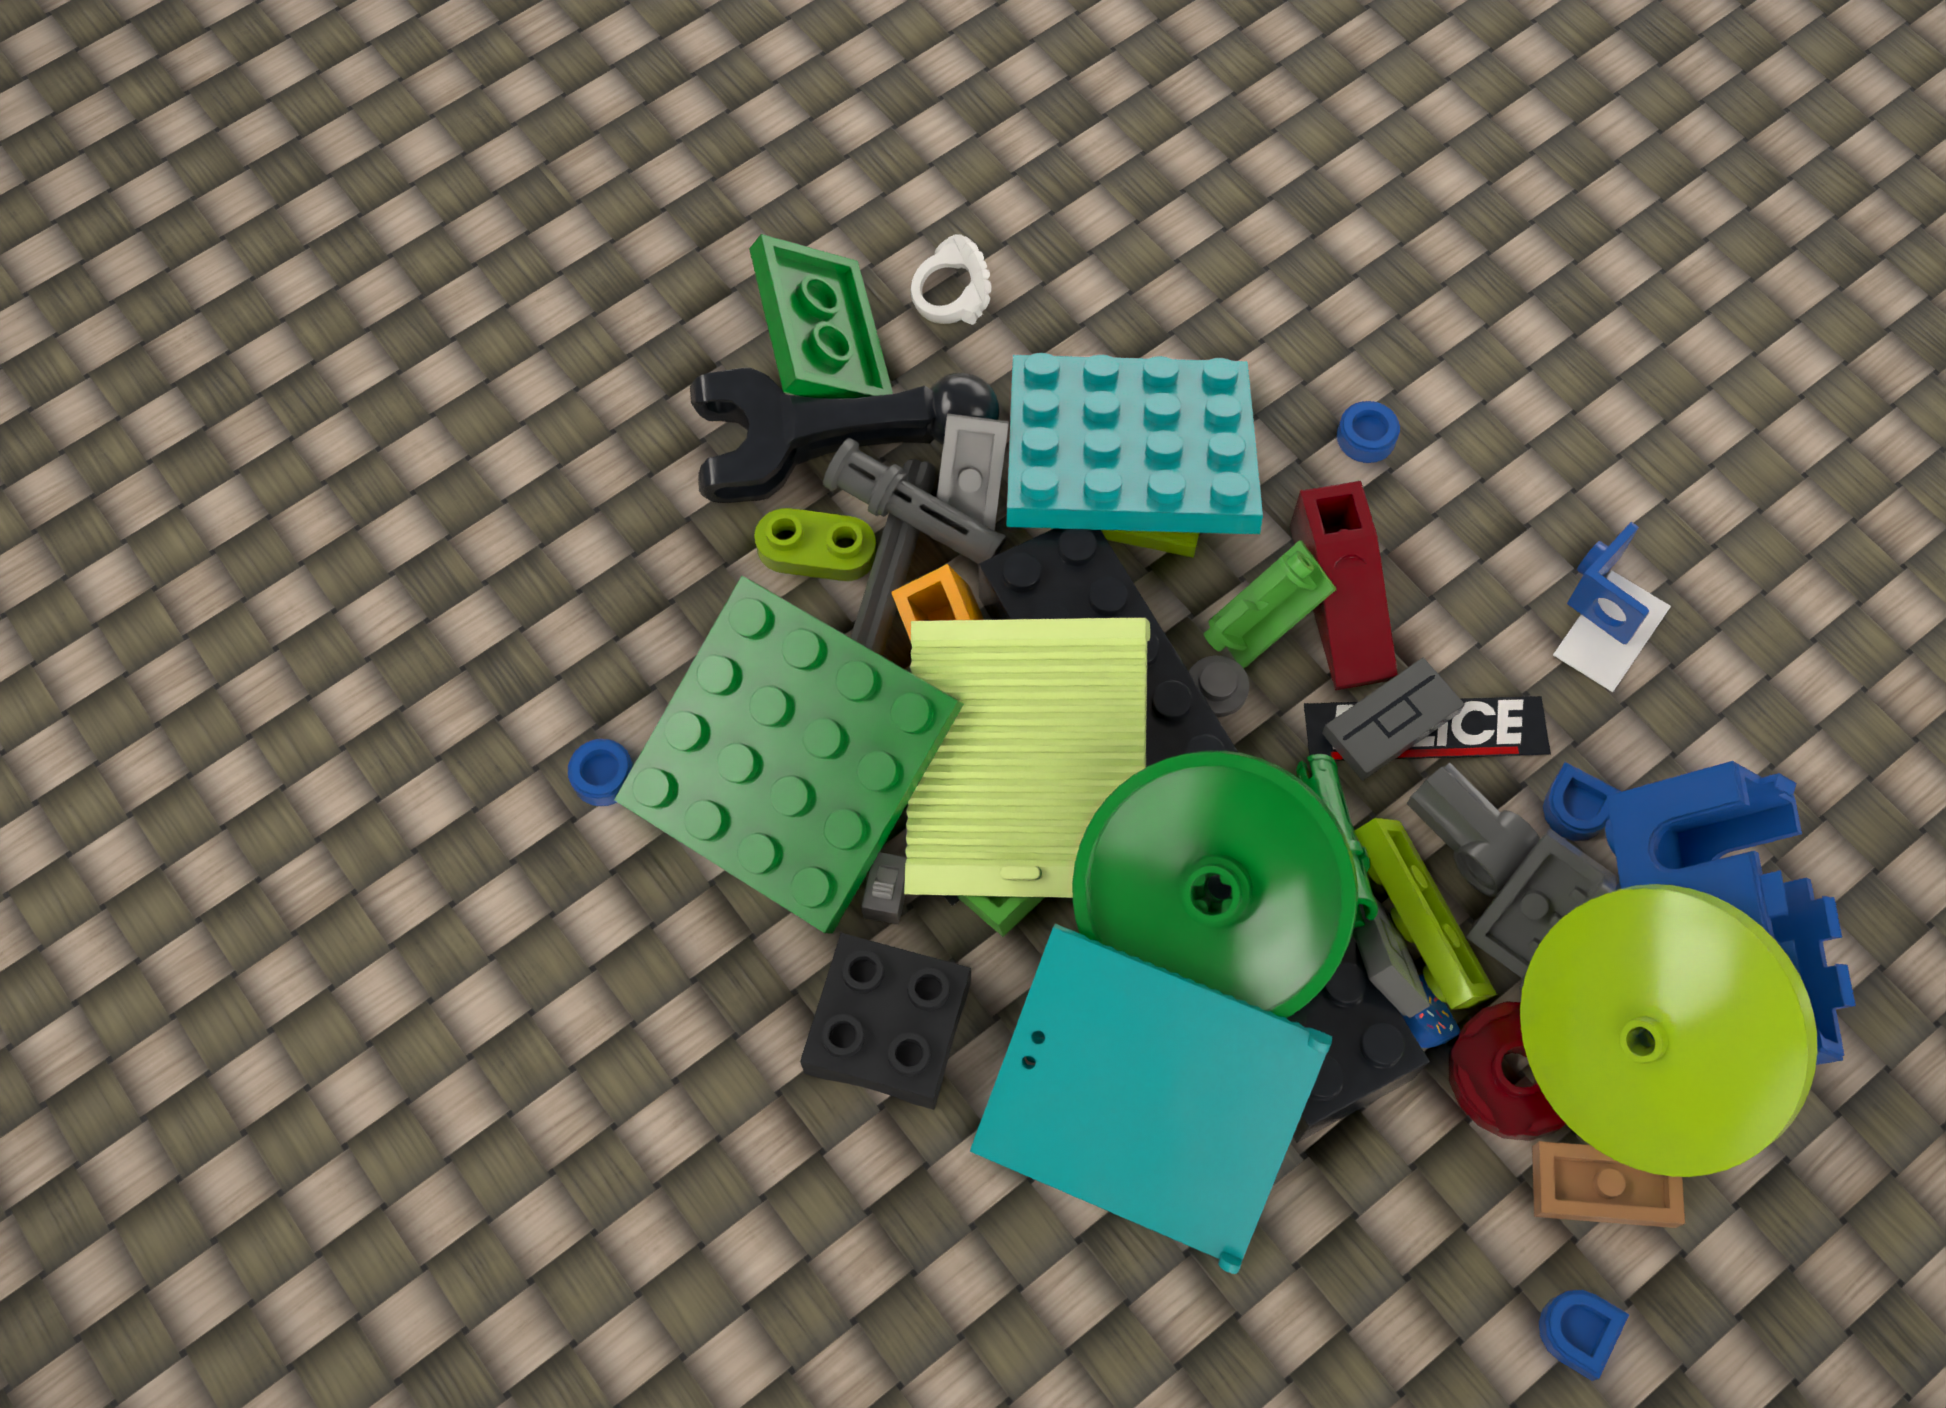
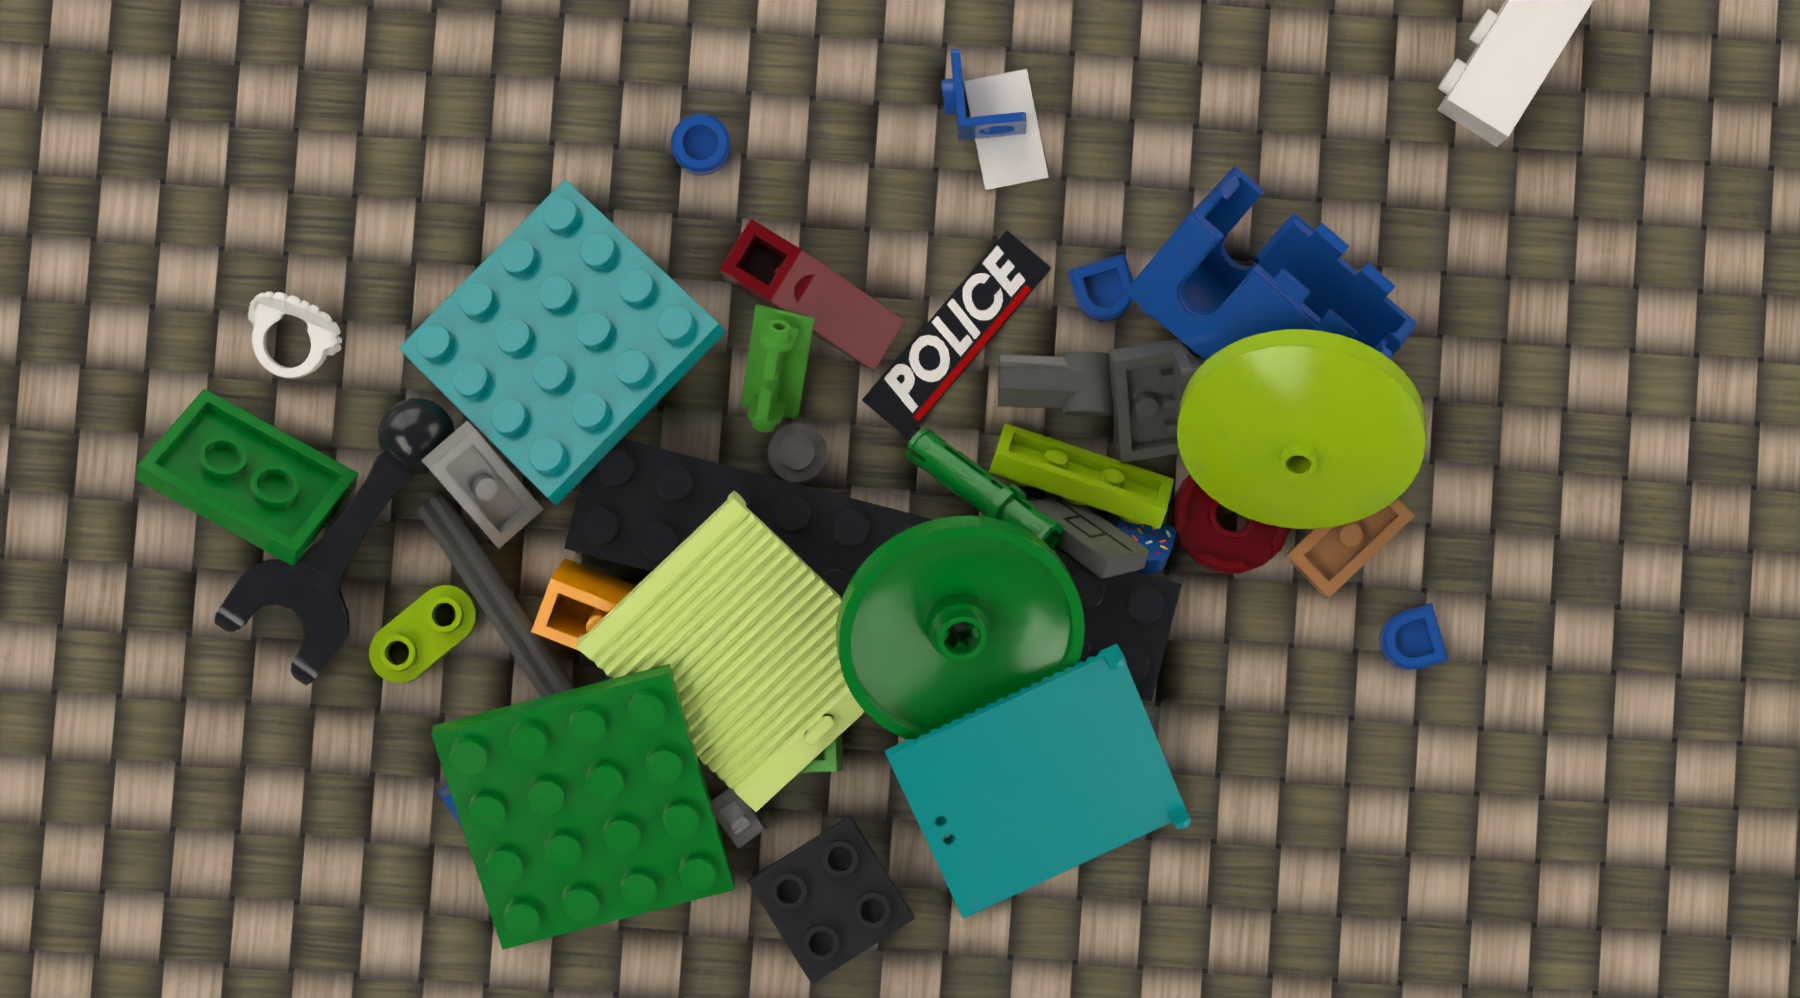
camera: 50 degrees left, 20 degrees up
(599, 771) = (468, 939): blue tile -> none
(888, 491) = (439, 556): dark grey pin -> none
(1393, 719) = (931, 354): dark grey tile -> none

